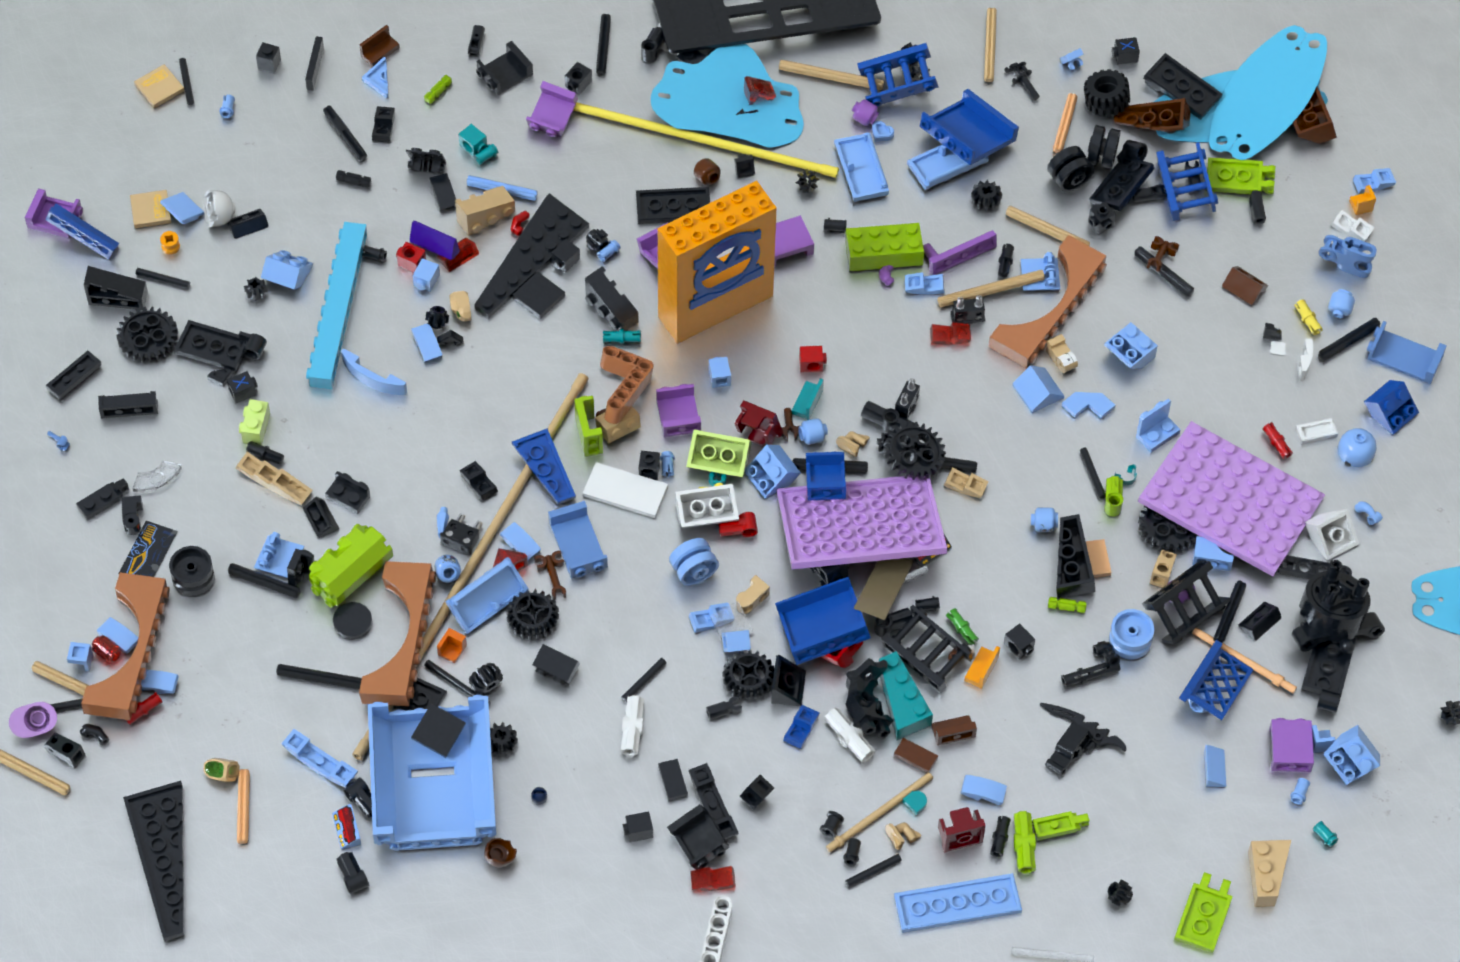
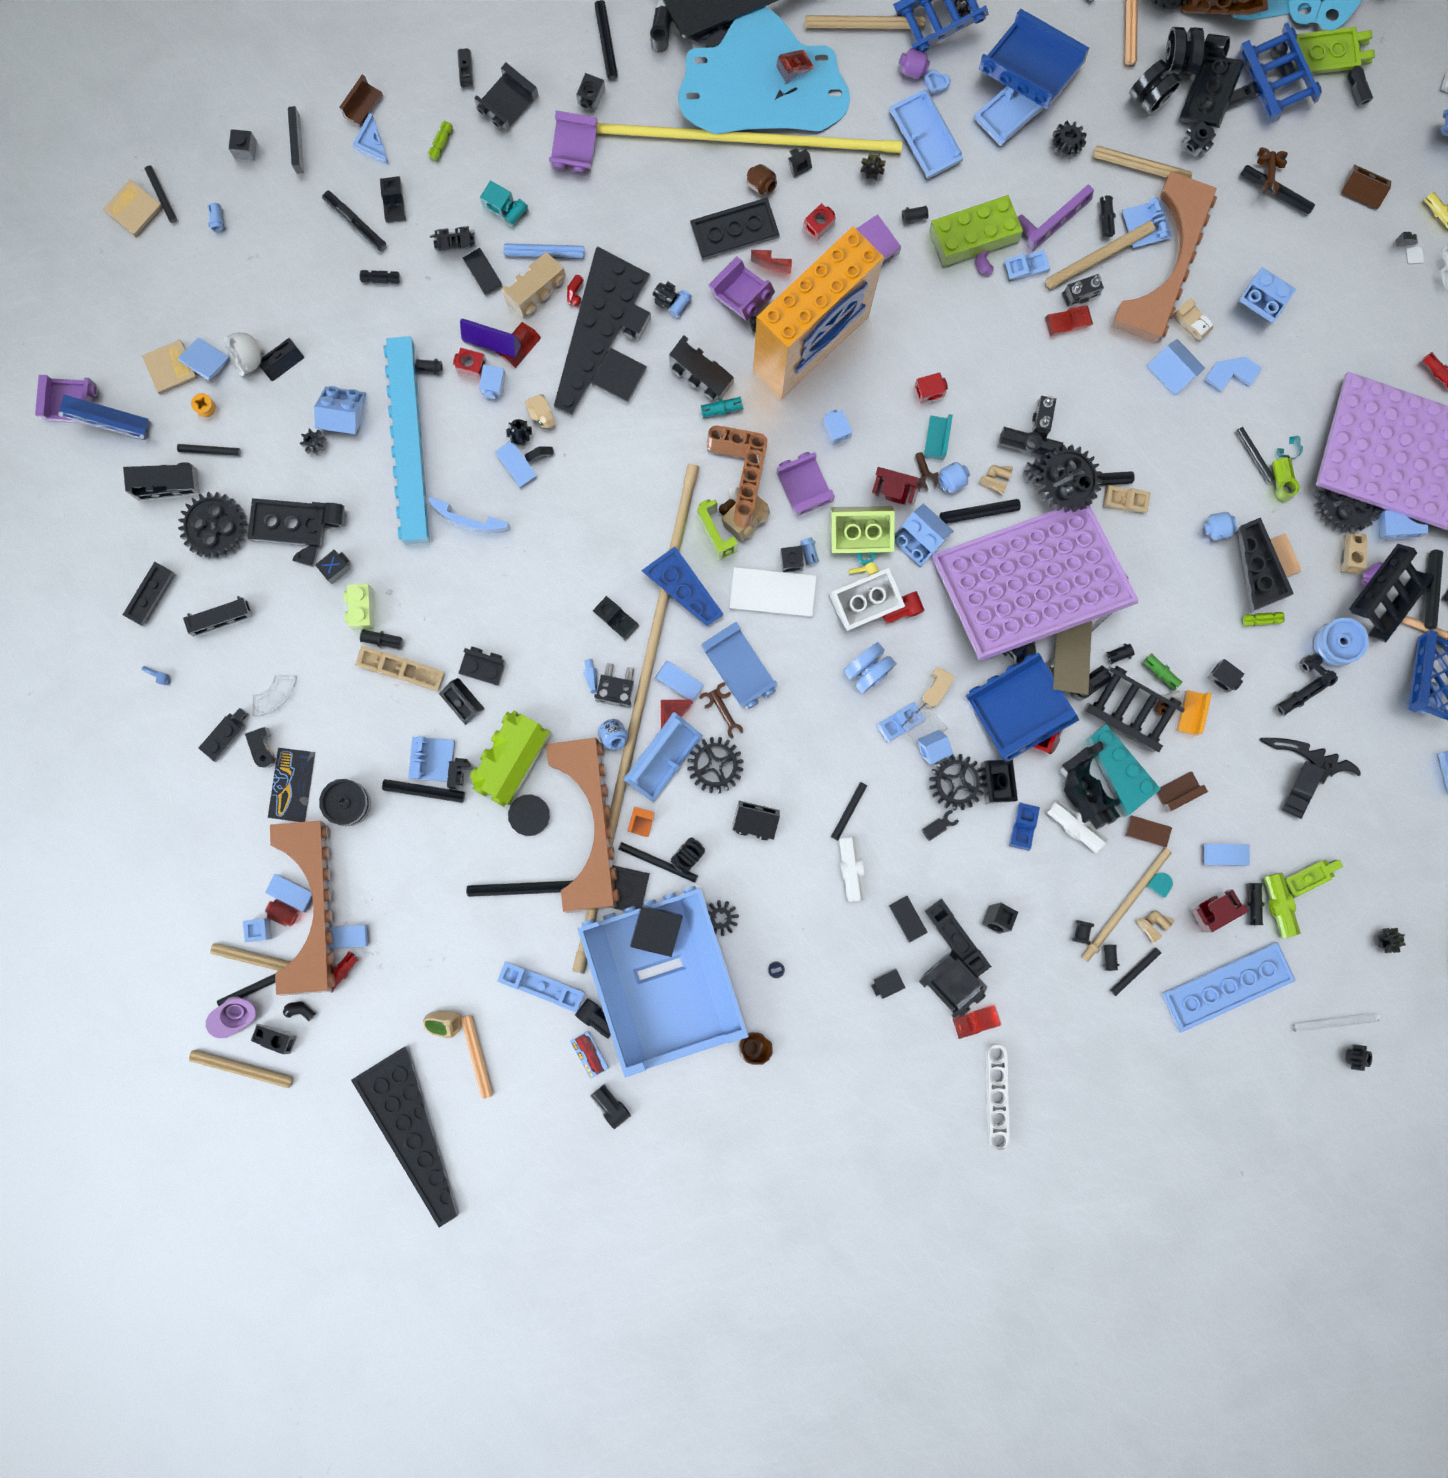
camera: 15 degrees left, 25 degrees up
(825, 476) = (982, 532): blue panel -> none
(1156, 427) = (1313, 387): light blue bracket -> none

